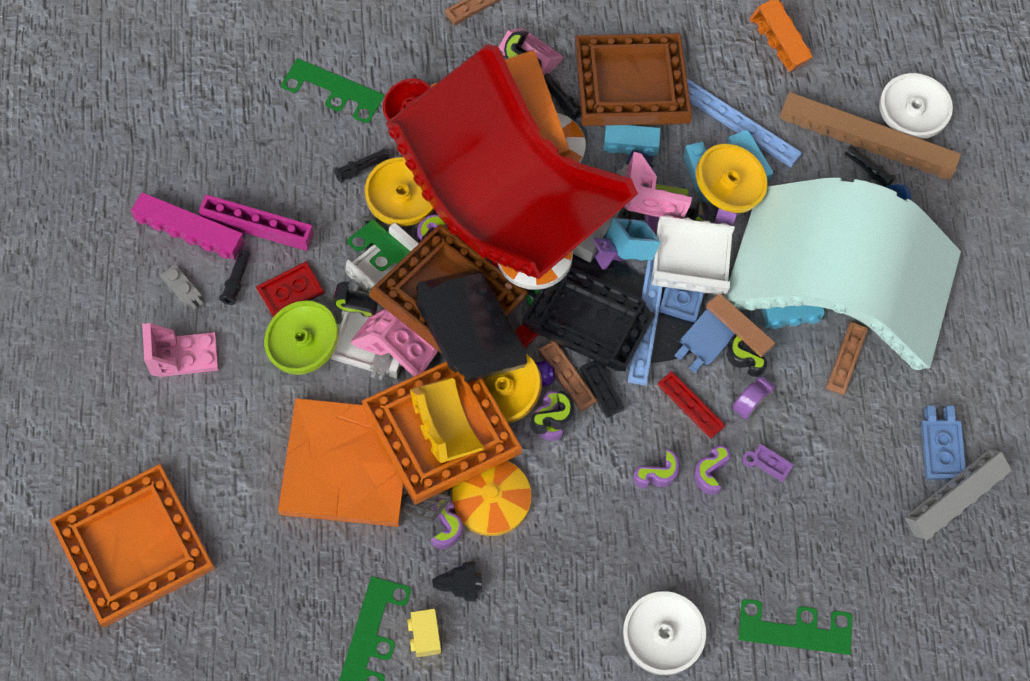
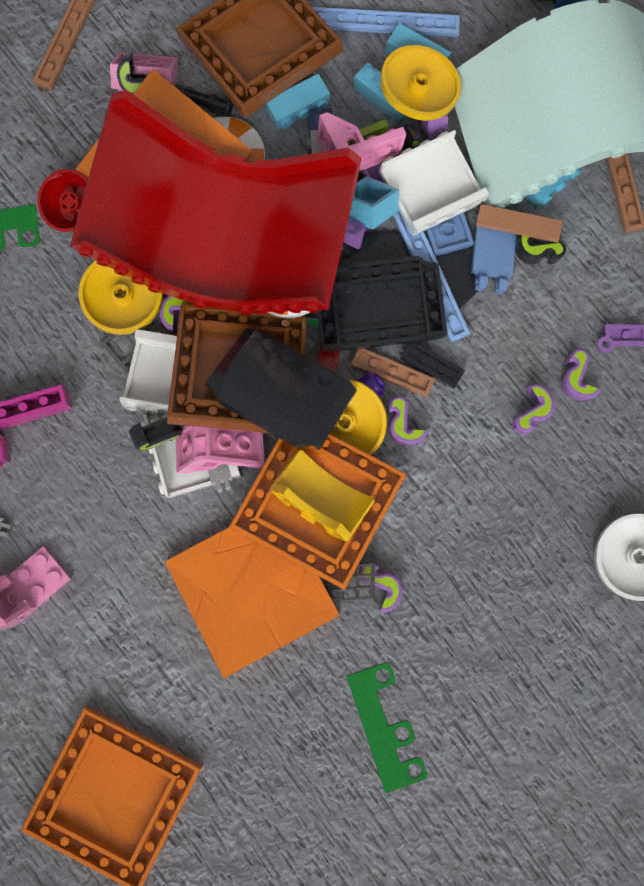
camera: 30 degrees left, 15 degrees up
(233, 284) = (26, 488): black pin -> none
(290, 287) = (83, 457): red tile -> none
(301, 337) = (128, 499): lime dish -> none
(352, 167) = (55, 298): black pin -> none
(389, 246) = (149, 355): green piece -> none
(425, 633) = (431, 698): light yellow brick -> none
(461, 581) = (430, 629): black rock -> none
(493, 500) = (408, 534): dish -> none
(555, 419) = (417, 425): black animal -> none
(691, 405) = (519, 326): red tile -> none
(753, 397) = (572, 284): medium lavender animal -> none

